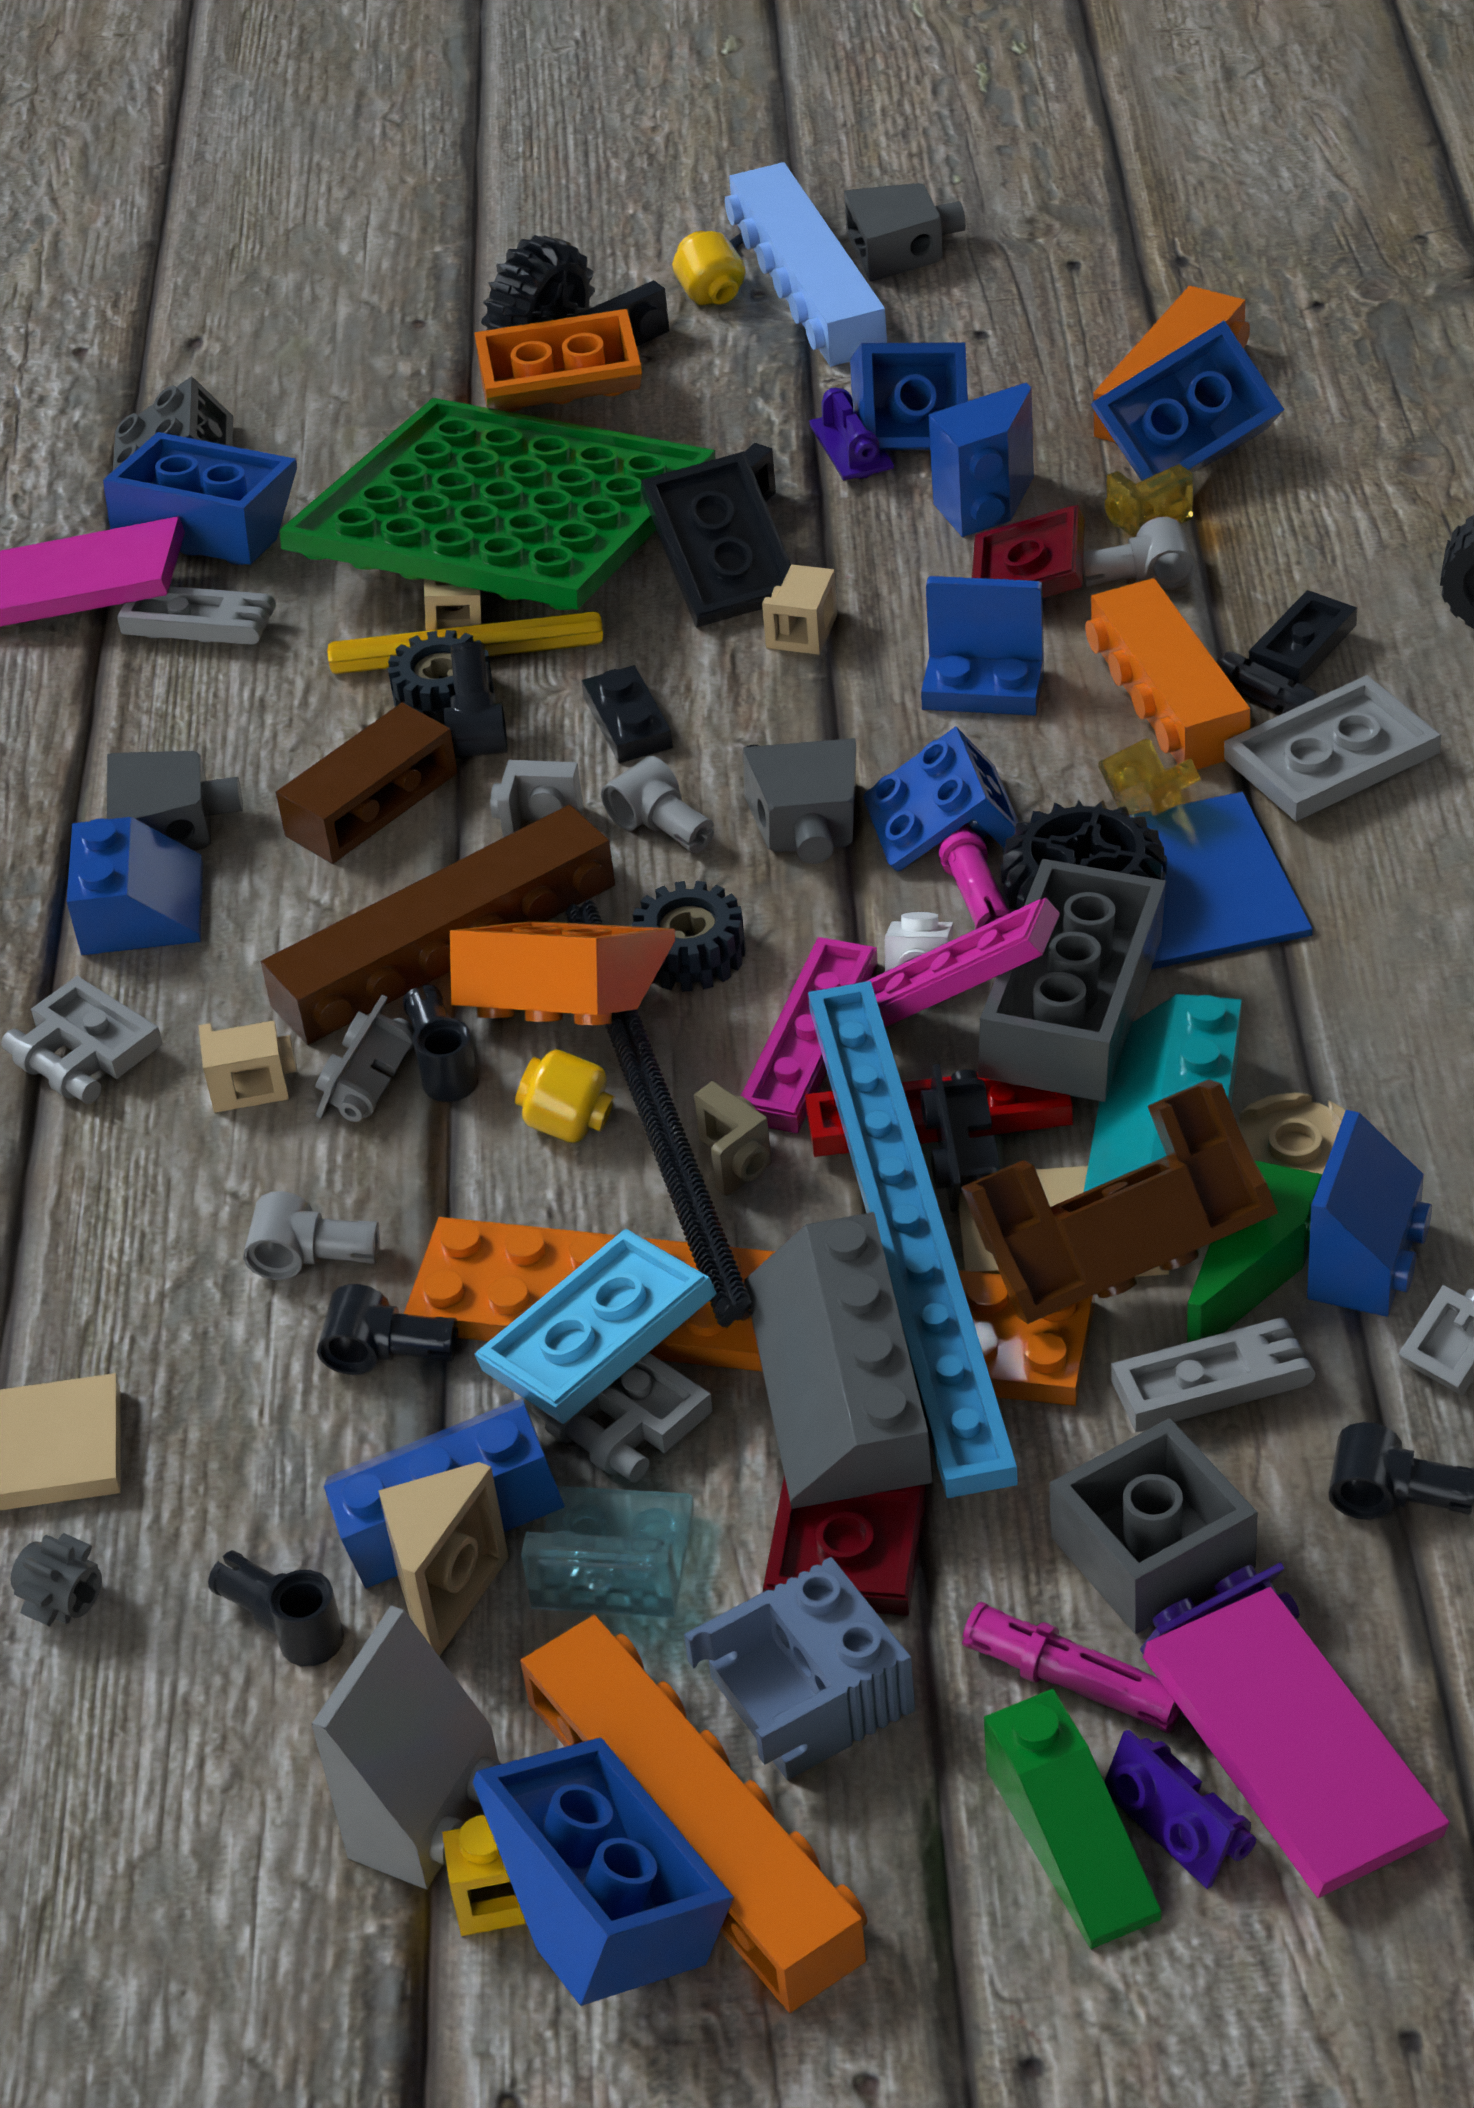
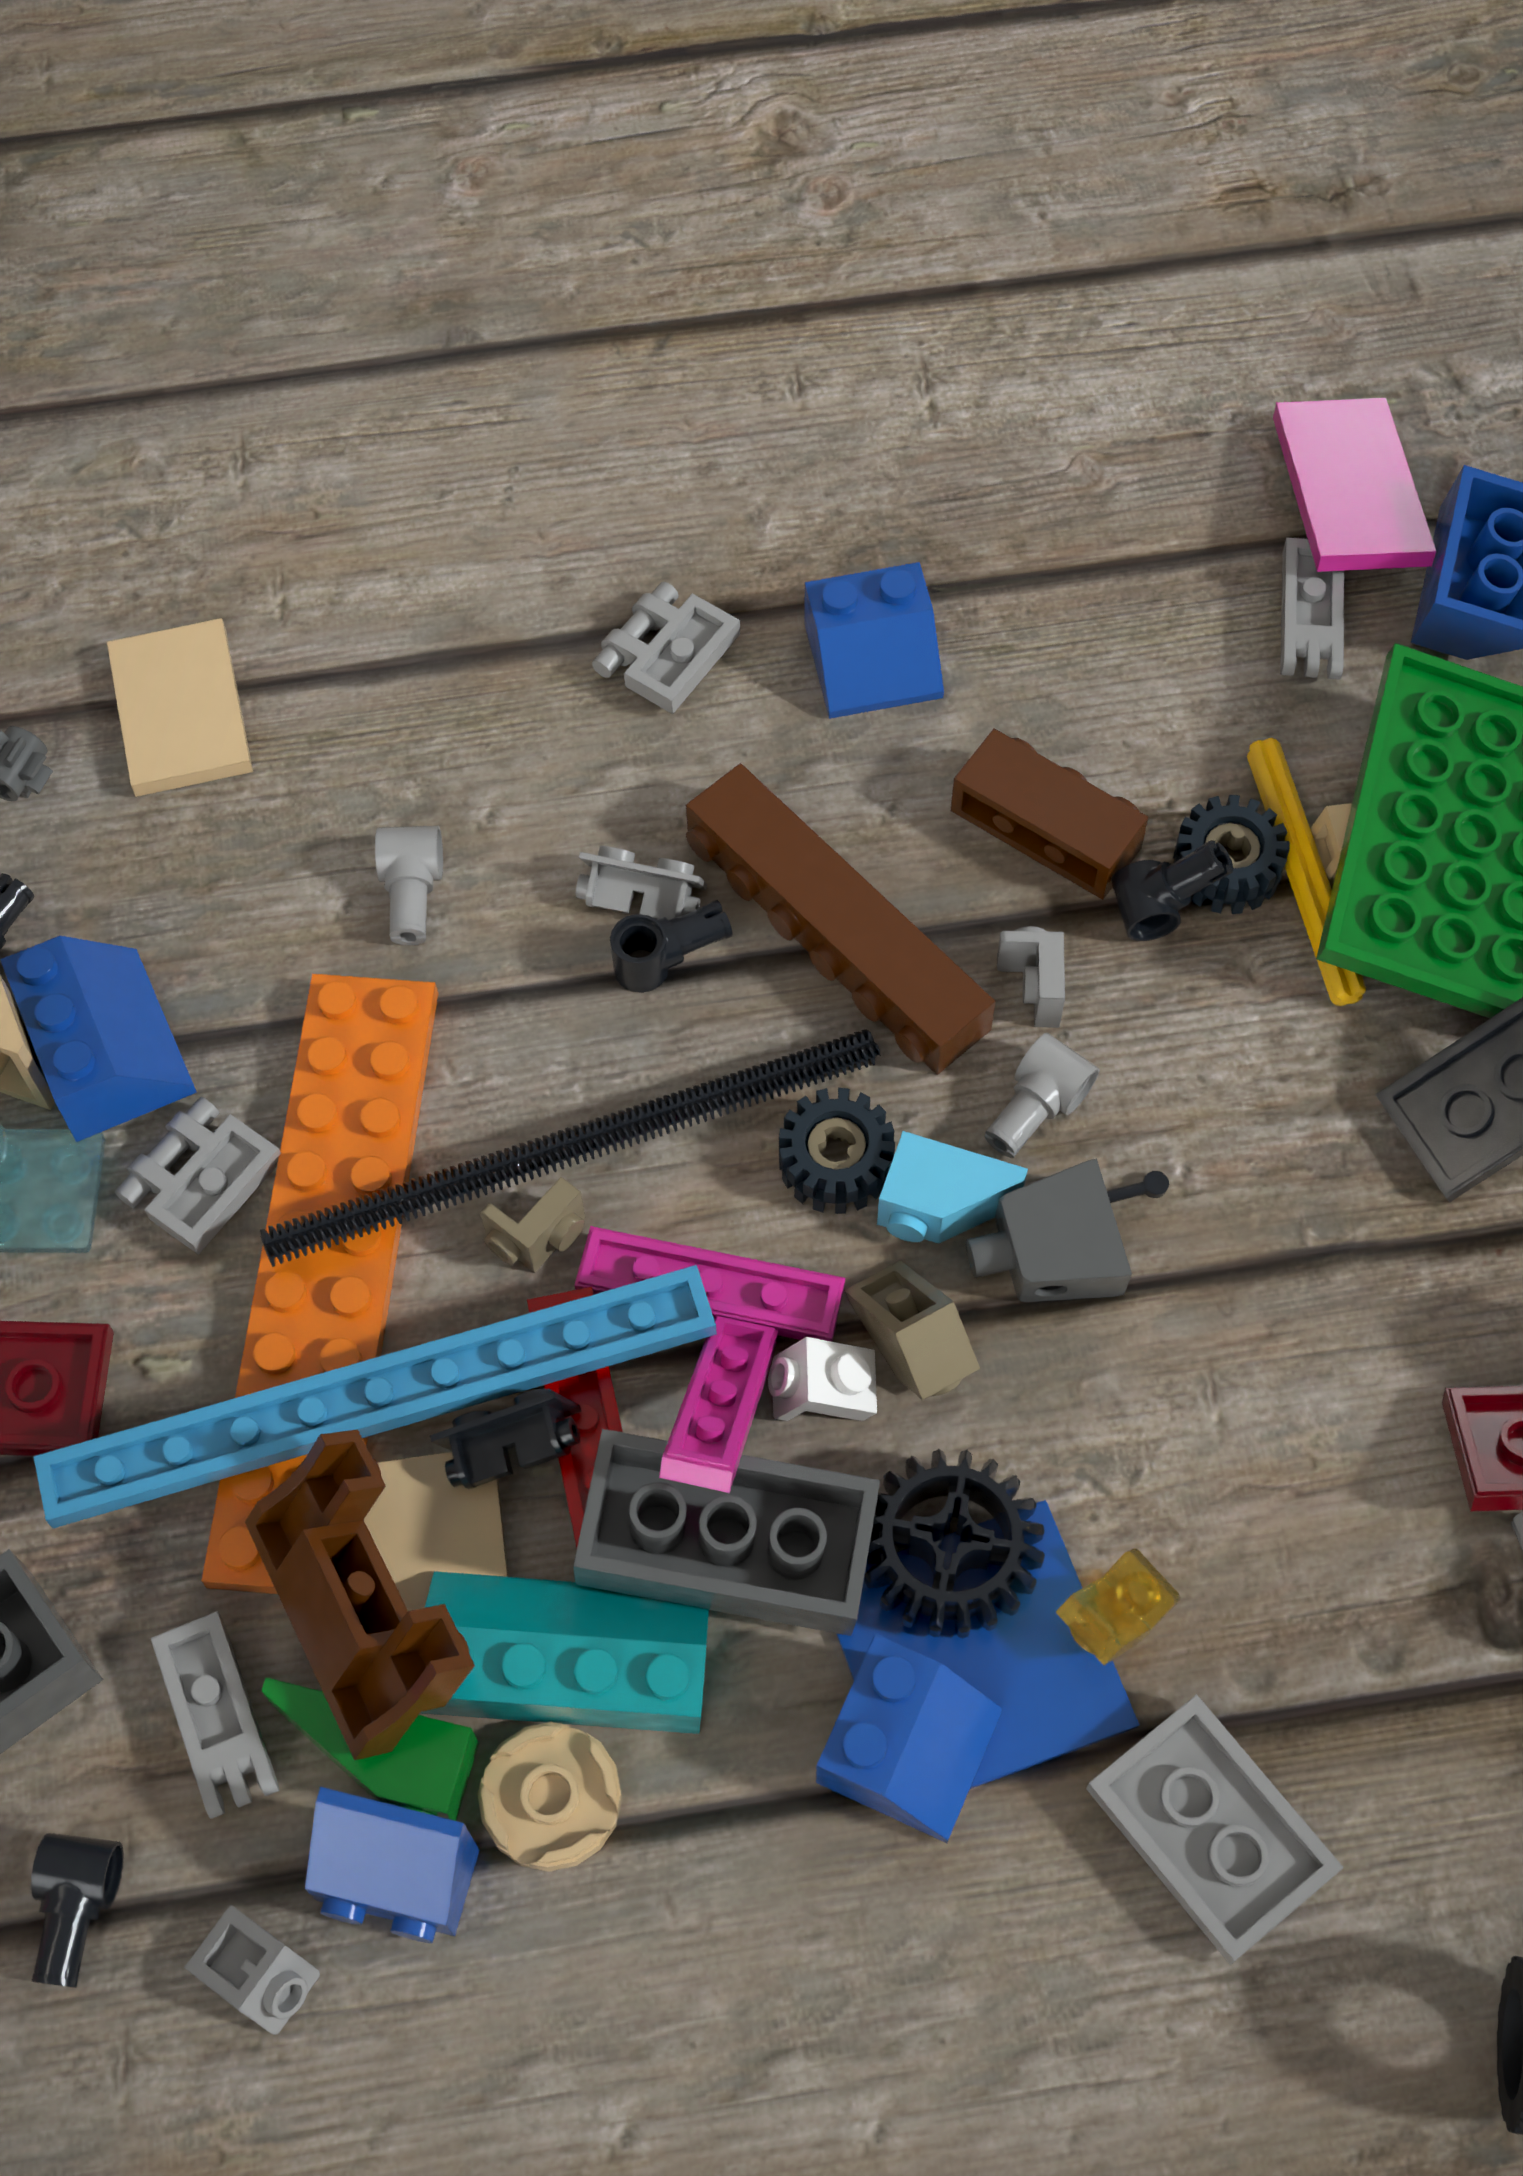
camera: 80 degrees right, 20 degrees up
(169, 794) = (997, 638): dark grey torso -> none
(246, 1065) = (629, 781): tan brick -> none
(366, 1328) = (290, 946): black pin -> none
(555, 969) = (747, 1028): orange slope -> none
(564, 1096) = (588, 1065): yellow head -> none
(595, 1325) = (254, 1130): medium azure tile -> none
(627, 714) = (1205, 1046): black plate -> none
(746, 862) = (942, 1189): none -> medium azure slope
(801, 610) = (1397, 1201): tan brick -> none
(837, 1365) = (194, 1350): dark grey slope -> none
(875, 885) = (914, 1329): none -> dark tan slope
(935, 797) = (1067, 1390): blue bracket -> none
(965, 859) = (980, 1416): dark pink pin -> none
(984, 645) = (1321, 1408): blue bracket -> none
(1166, 672) = (1323, 1623): orange brick -> none
(1248, 913) = (908, 1739): none -> blue slope
(1264, 684) = (1331, 1747): black axle -> none
(1304, 636) = (1424, 1789): black plate -> none

